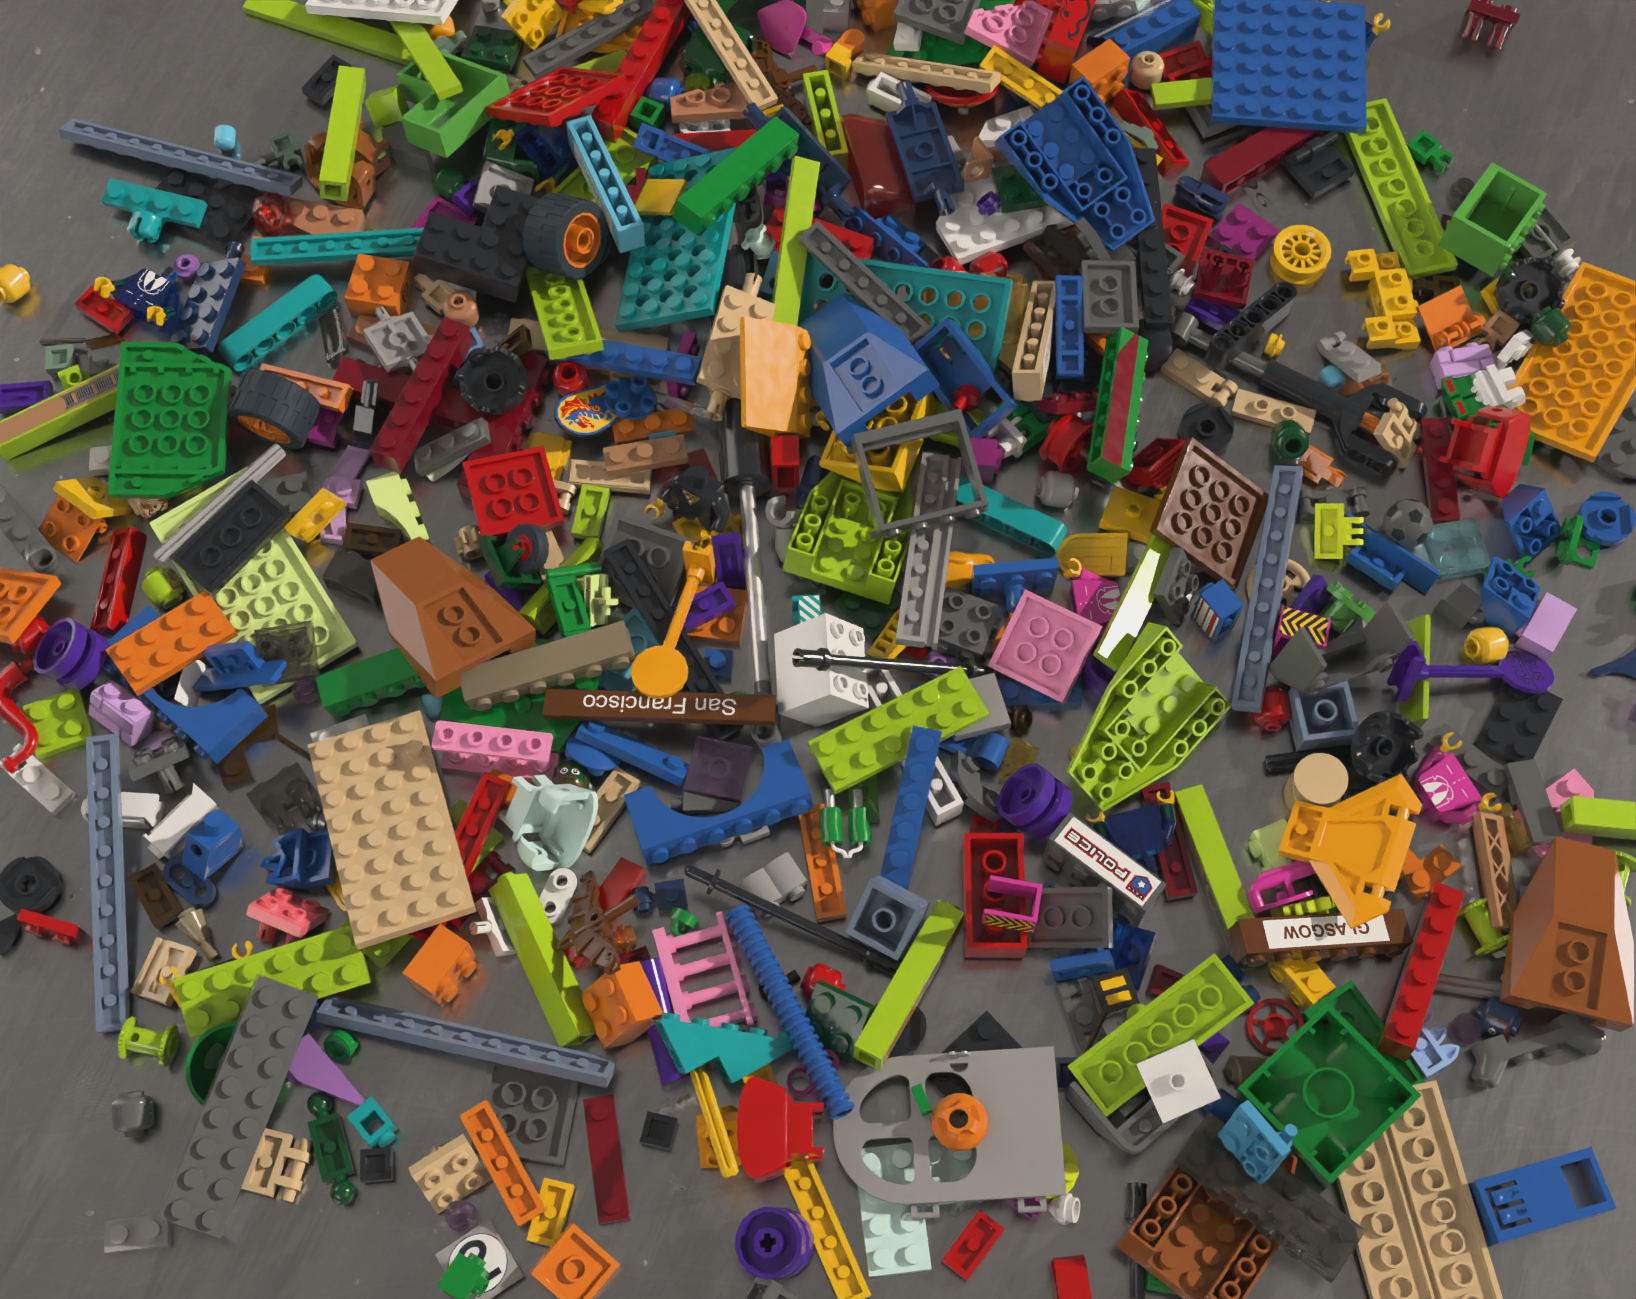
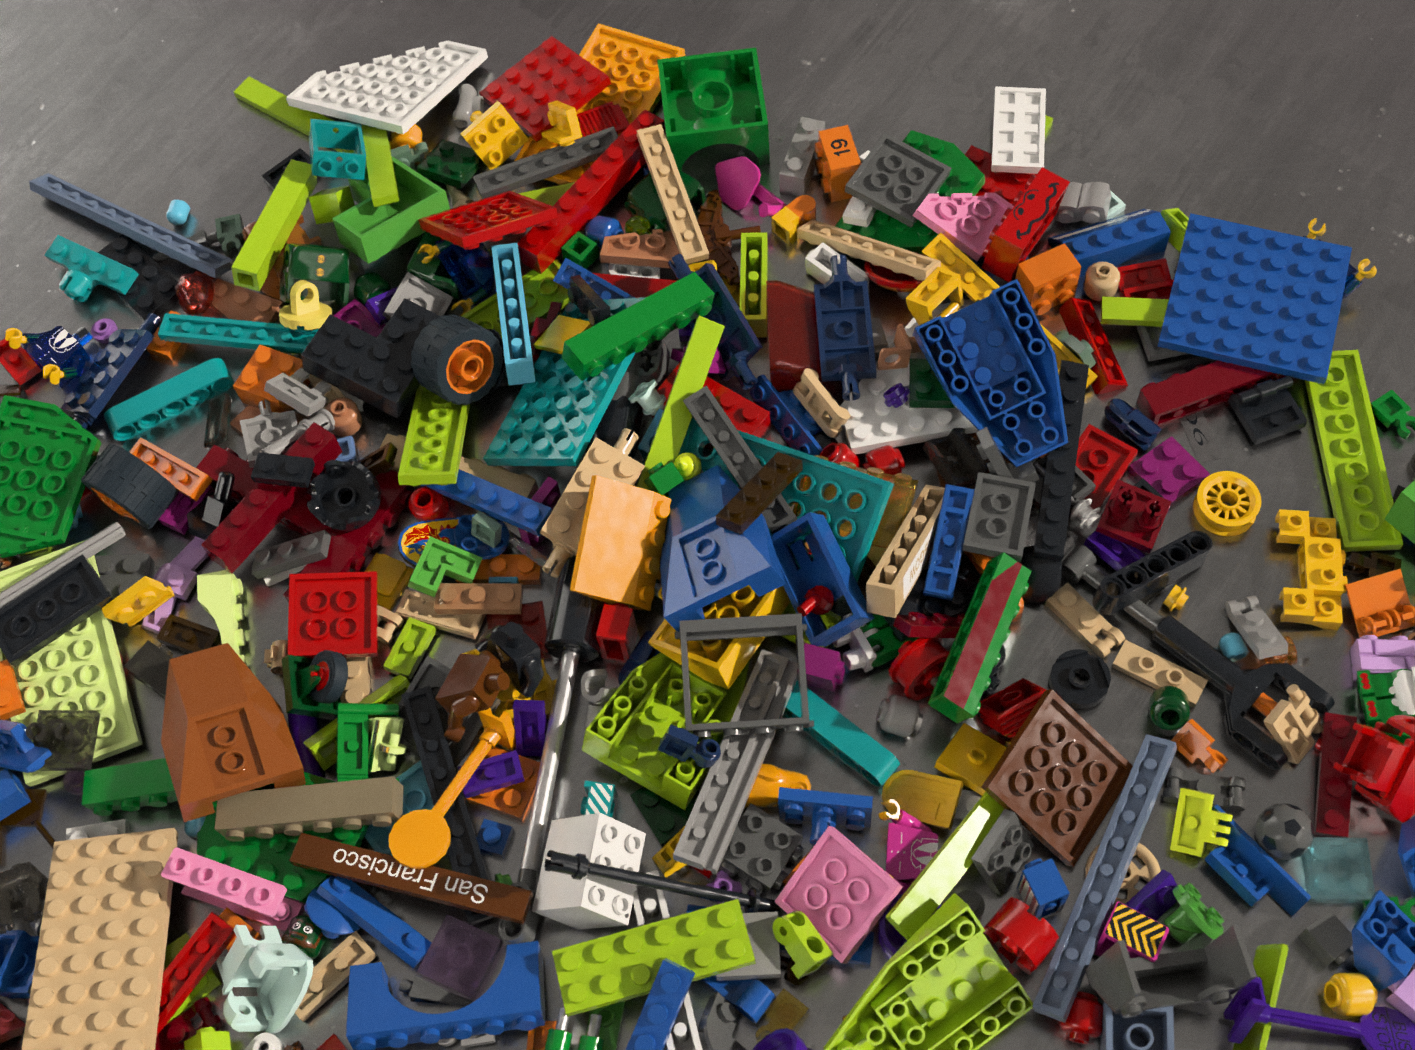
camera: 20 degrees right, 5 degrees down
(384, 36) = (348, 137): none -> teal window
(395, 176) = (321, 265): none -> dark green piece
(395, 213) = (304, 312): none -> light yellow tile
(407, 291) = (296, 394): none -> light grey plate
(423, 338) = (284, 443): none -> light grey pin
(431, 365) = (283, 470): none -> black plate
(601, 426) = (440, 560): none -> bright green plate
(638, 389) = (486, 529): none -> sand green plate
(670, 530) = (470, 689): none -> reddish brown torso
(677, 161) = (587, 300): none -> black plate
(796, 312) = (663, 478): none -> green plate
(812, 299) = (688, 465): none -> neon yellow plate
(880, 543) = (682, 745): none -> dark blue plate
(894, 308) = (759, 493): none -> dark brown plate
(918, 223) = (820, 403): none -> tan plate
(1000, 100) = (932, 292): none -> yellow tile
(1023, 693) = (801, 942): none -> lime leg
(1209, 650) = (1020, 935): none -> red brick

